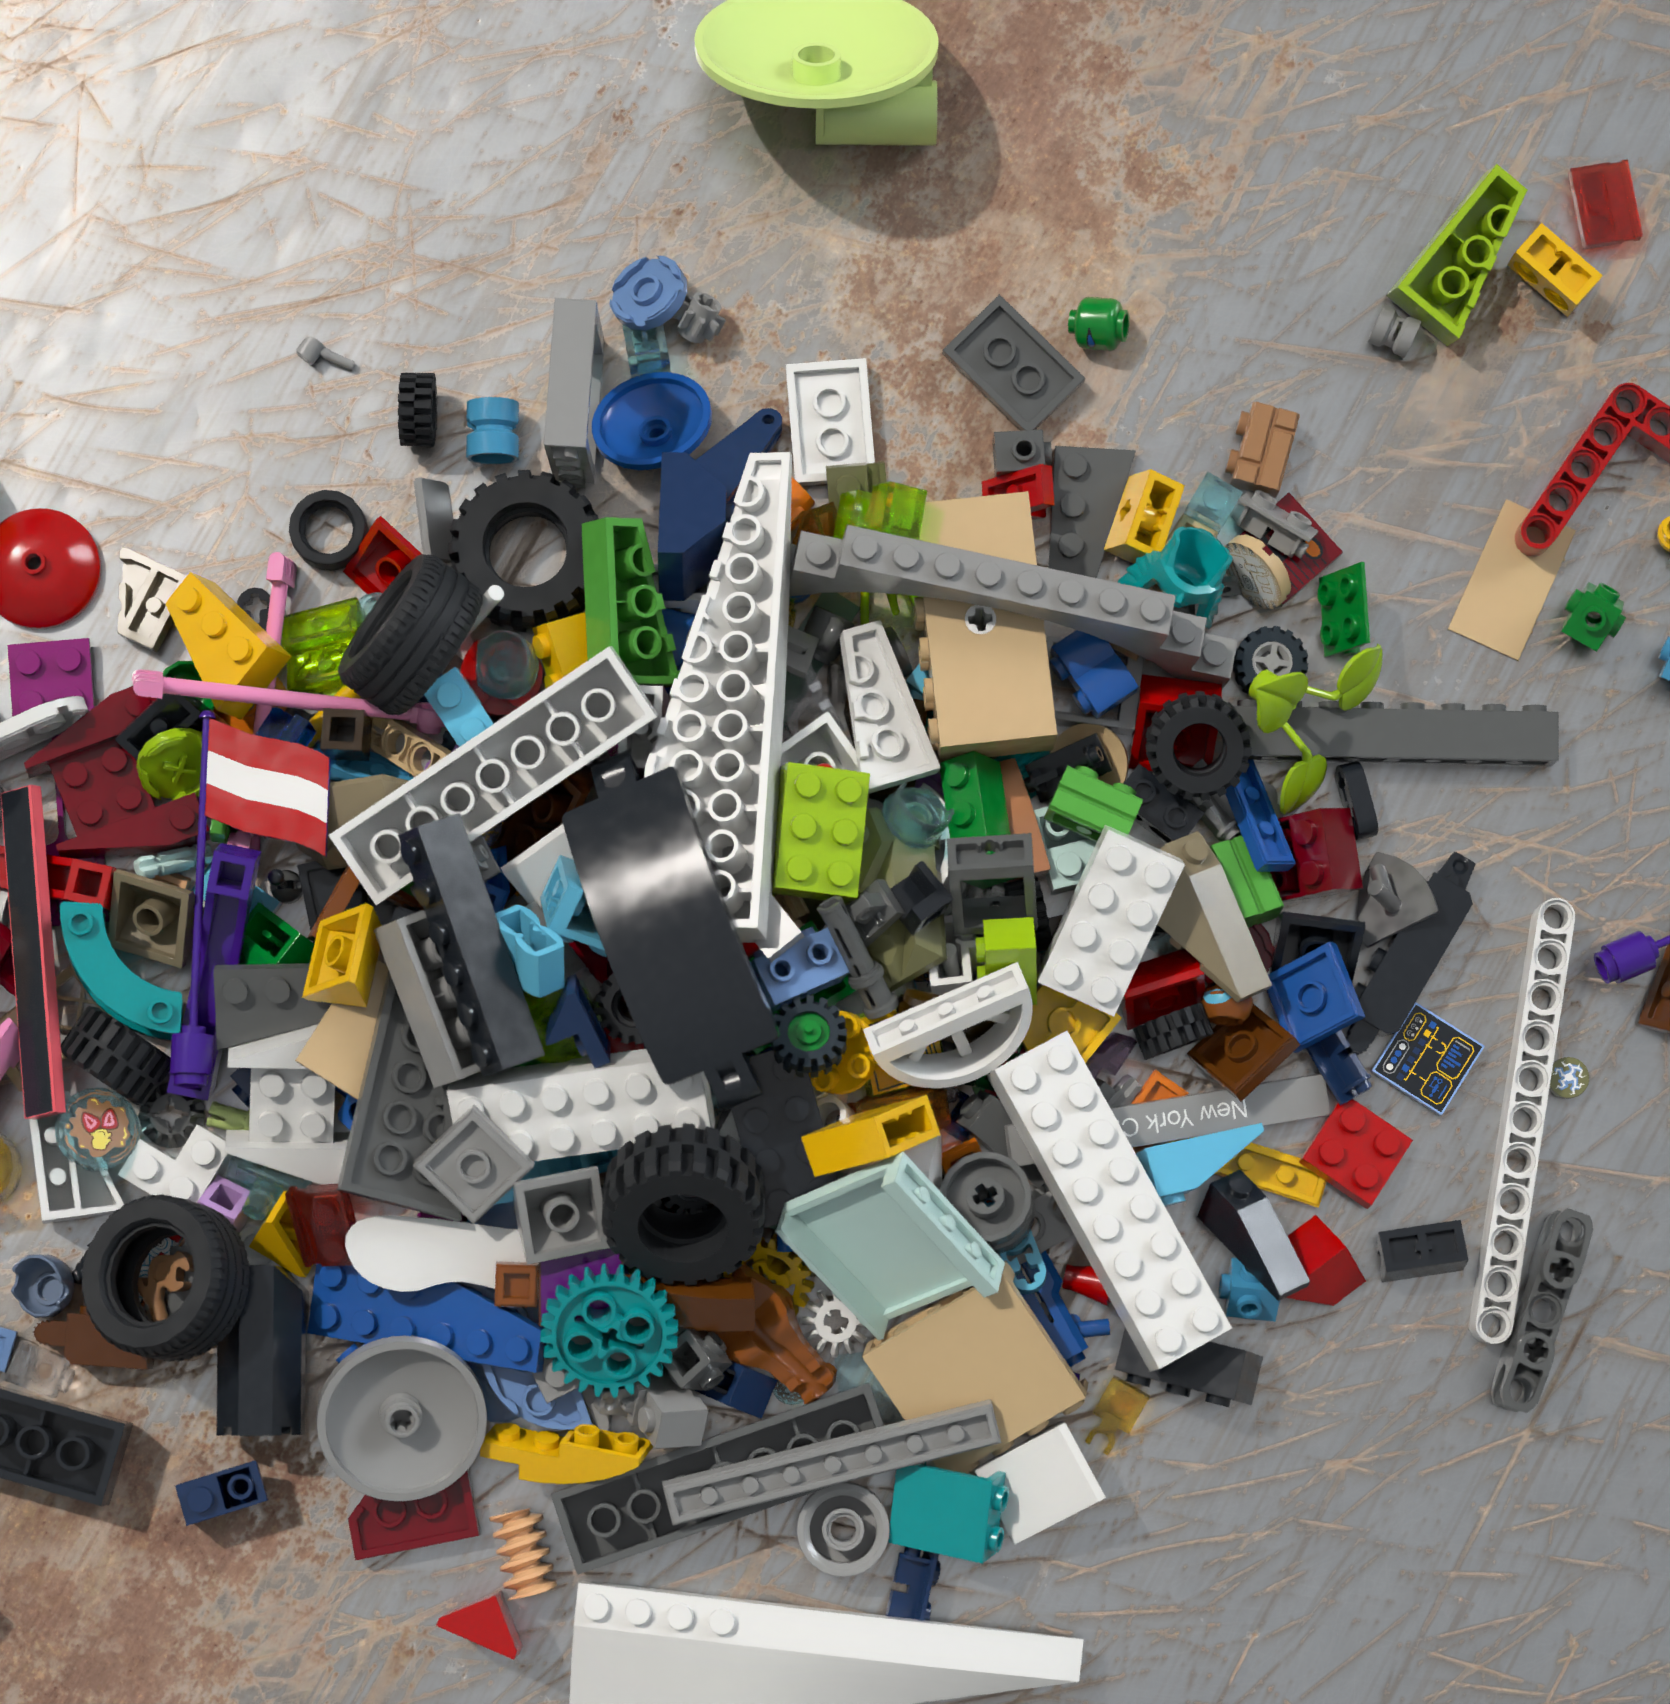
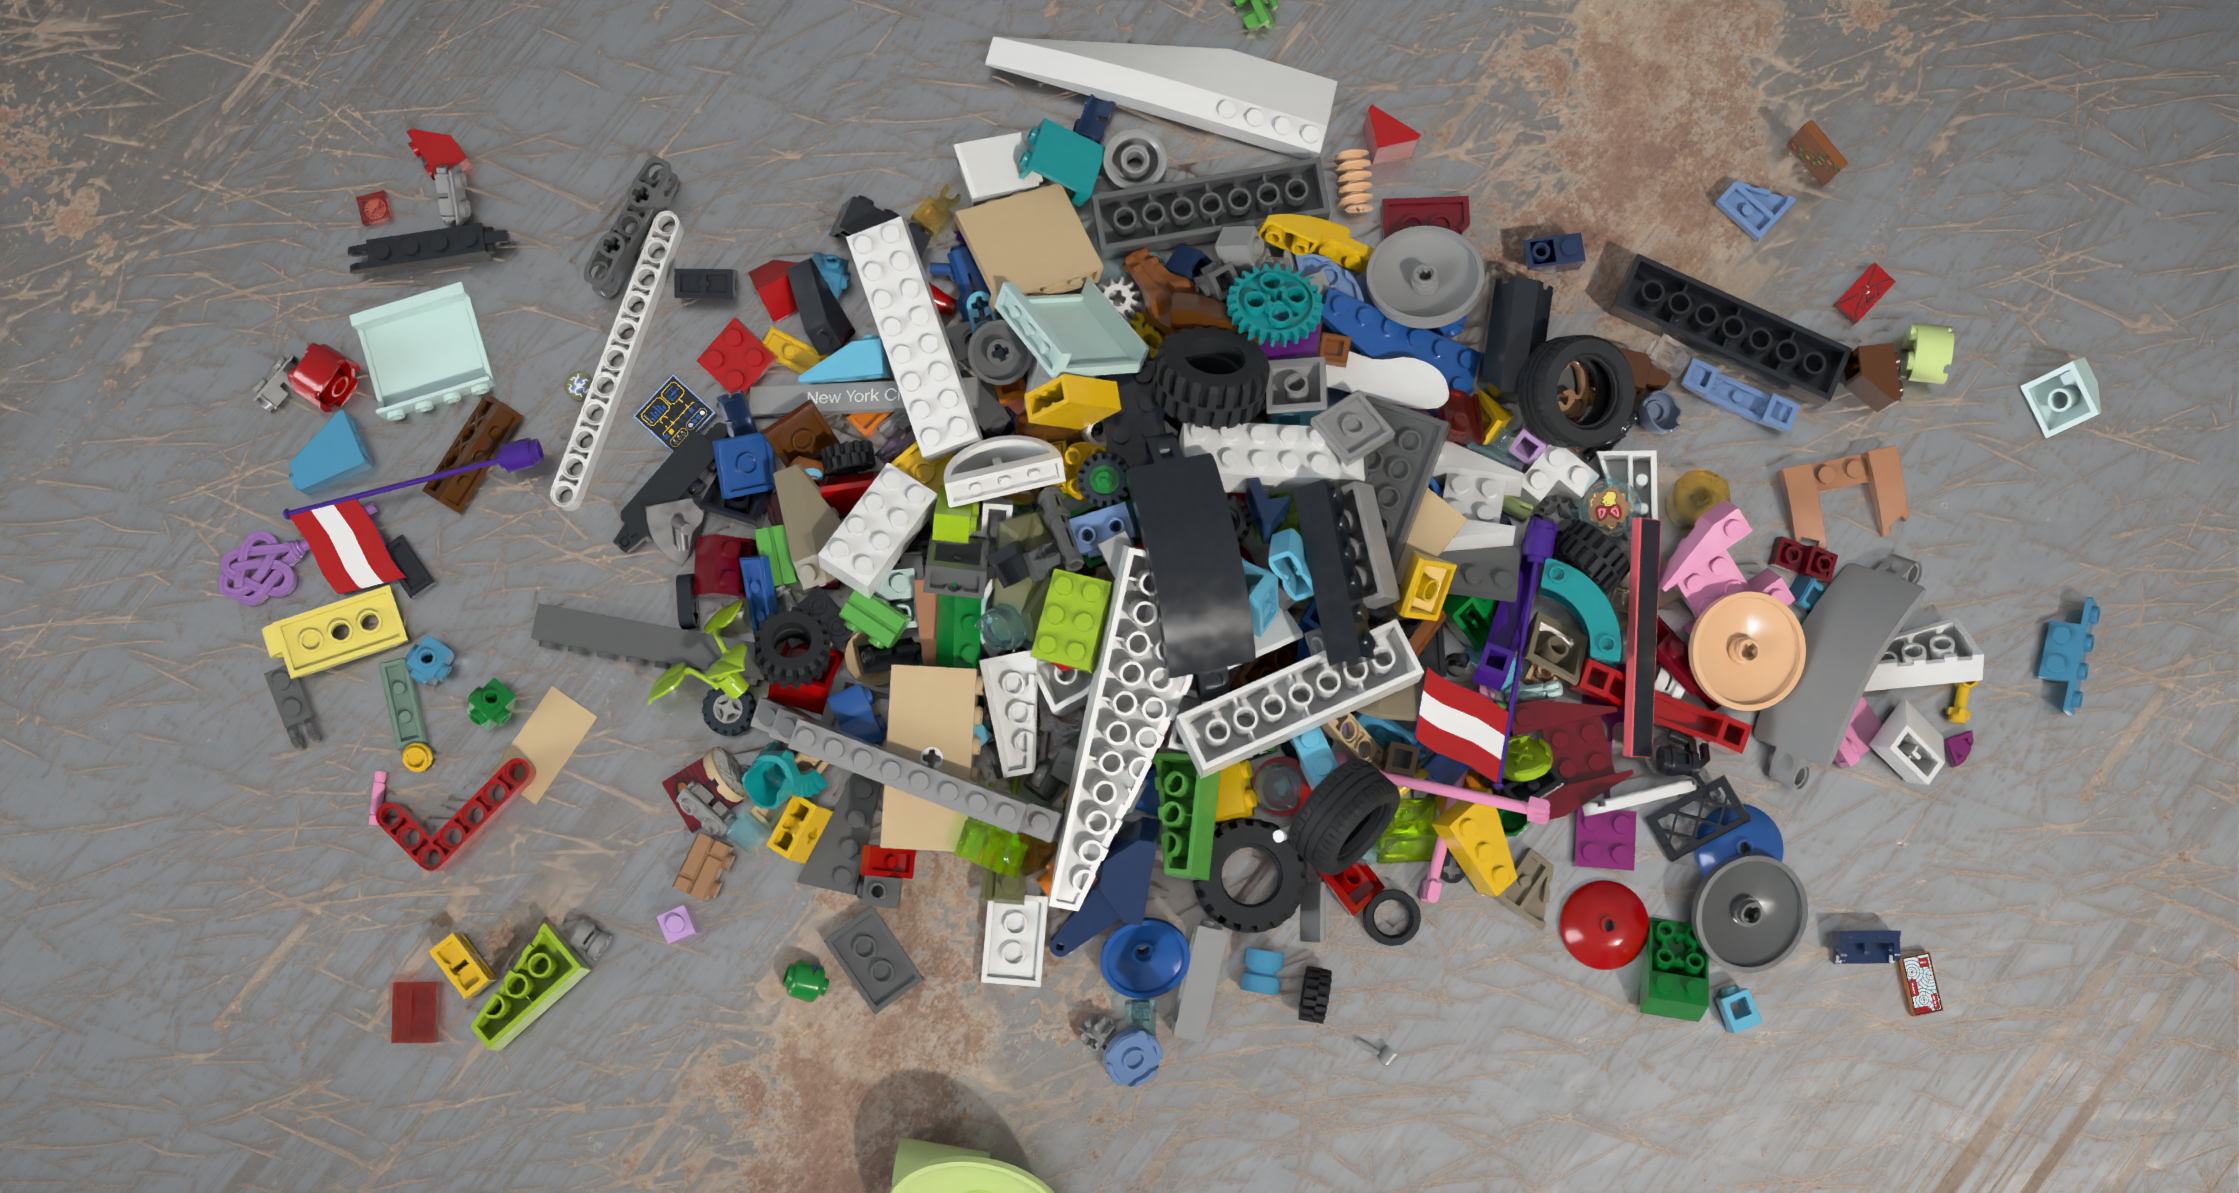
camera: 170 degrees left, 0 degrees up
(831, 1462) = (1135, 199): light grey tile -> none
(1281, 369) = (678, 924): none -> lavender brick
(1344, 610) = (668, 736): green hinge -> none

